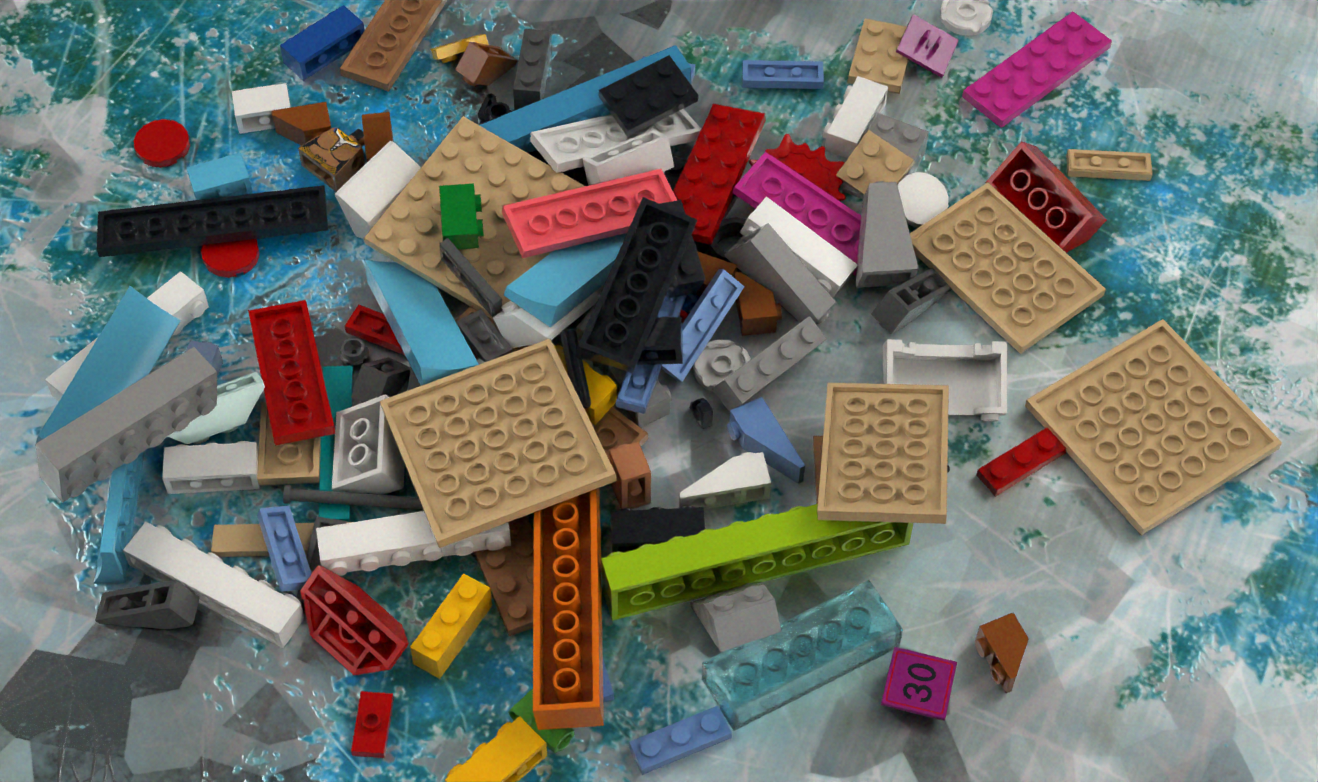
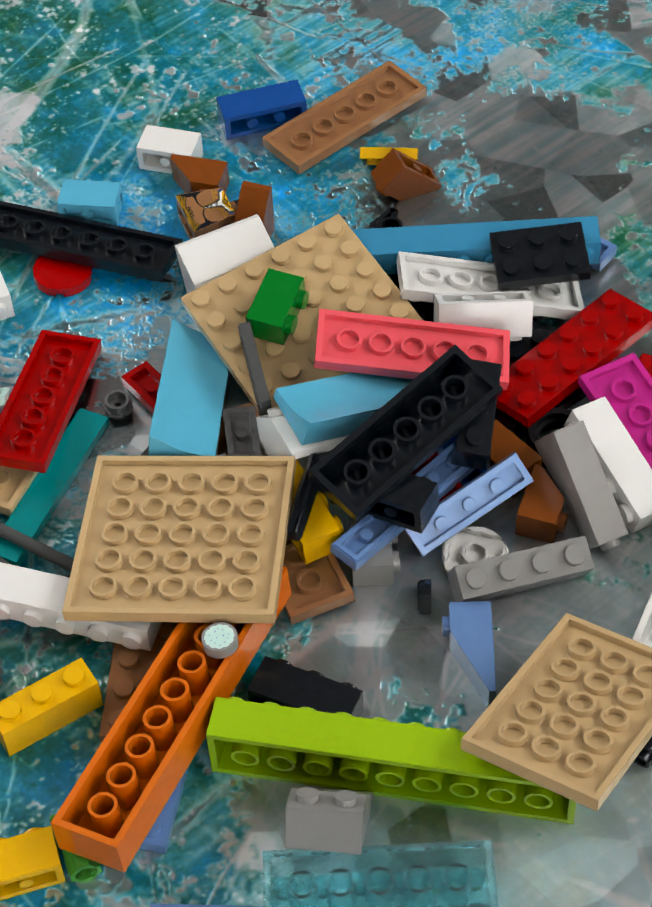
camera: 30 degrees right, 5 degrees down
(161, 143) = (62, 153): red tile -> none
(366, 451) = (60, 504): white slope -> none
(380, 378) = (119, 437): dark grey slope -> none
(532, 67) = (449, 193): dark grey brick -> none
(580, 512) = (220, 640): none -> tile
(632, 476) = (305, 628): nougat brick -> none
(733, 482) = (412, 679): white slope -> none

